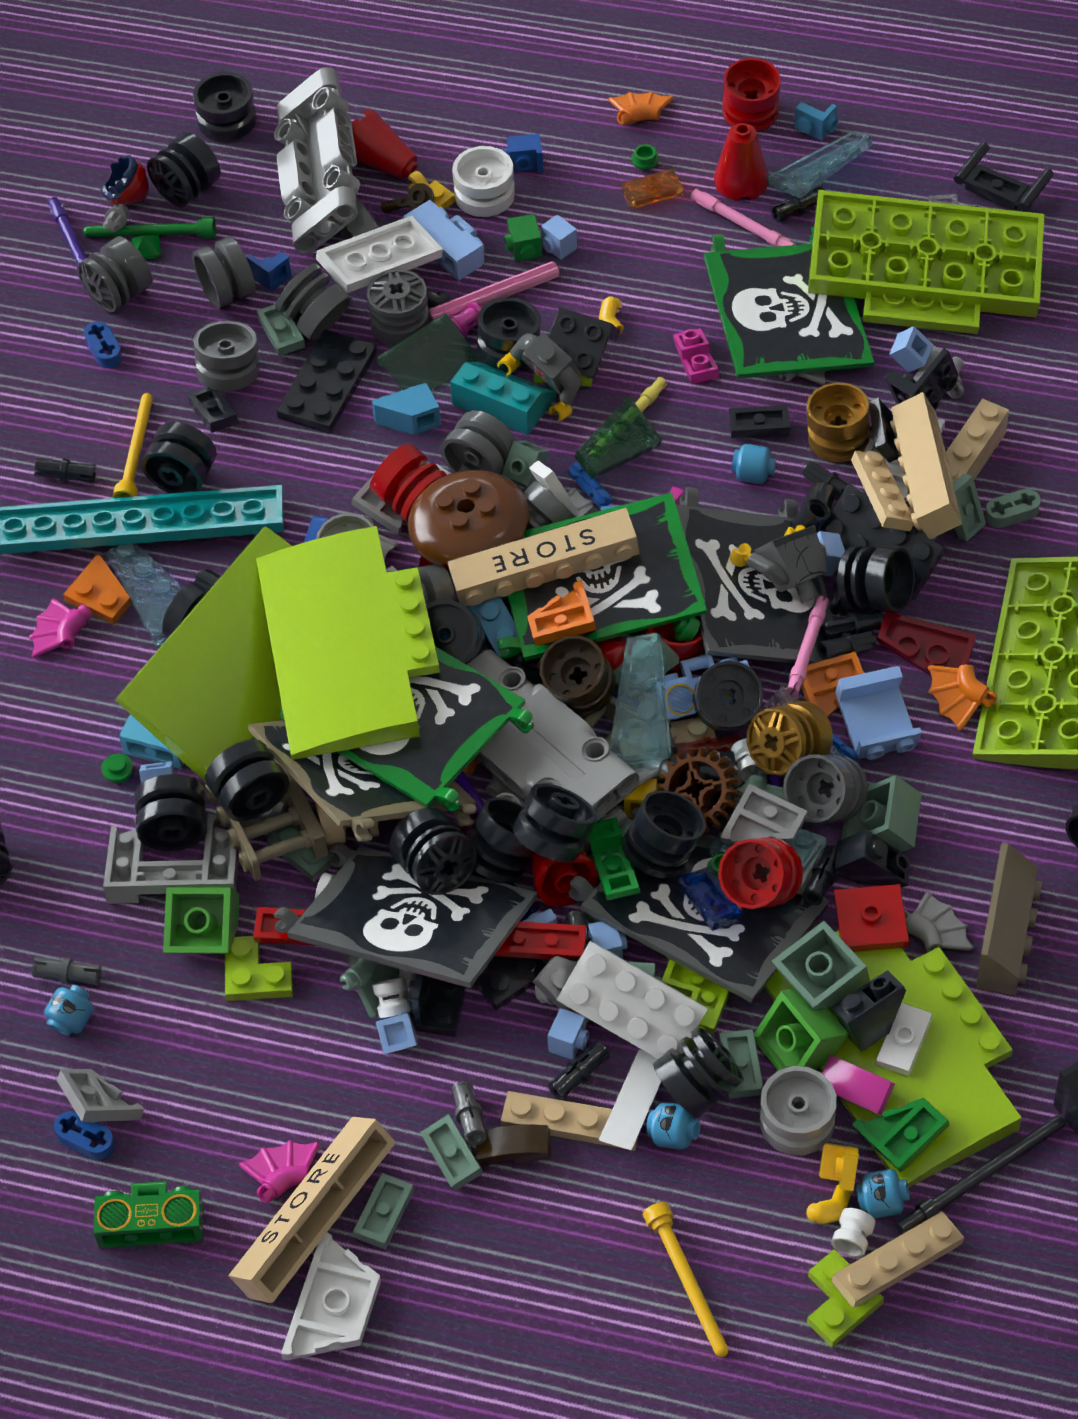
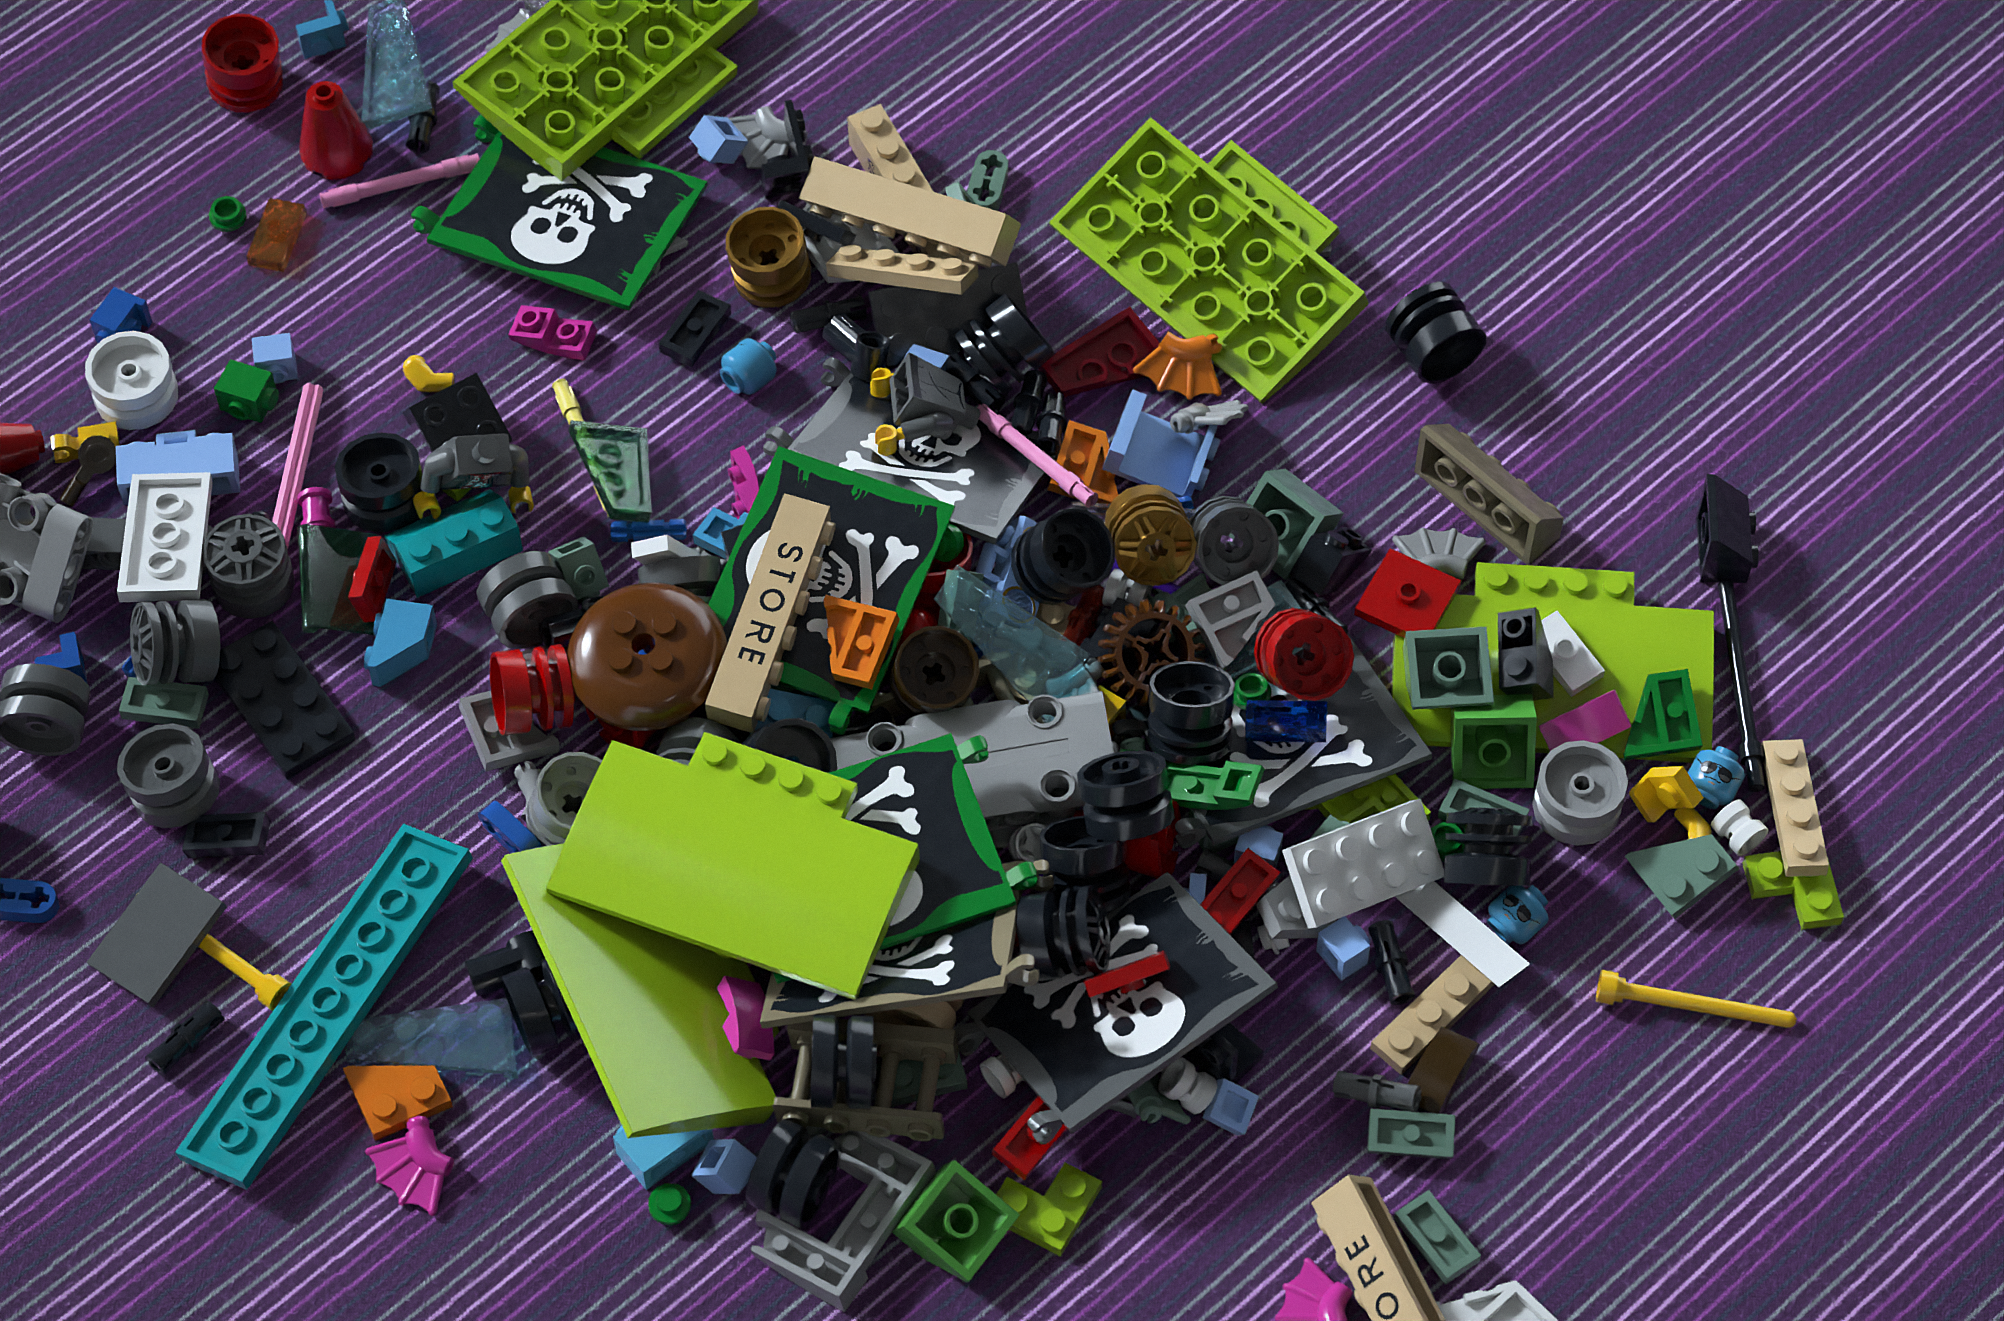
camera: 60 degrees left, 5 degrees up
(121, 415) = (156, 934): none -> dark grey tile
(179, 458) = (288, 904): black wheel -> none
(266, 711) = (742, 1027): none -> dark pink slope
(425, 903) = (1128, 976): none -> red plate
(436, 369) = (372, 578): none -> red plate
(639, 107) = (144, 176): orange arm -> none
(787, 1214) = (1683, 870): none -> sand green wing
(925, 724) = (1200, 415): none -> light grey arm

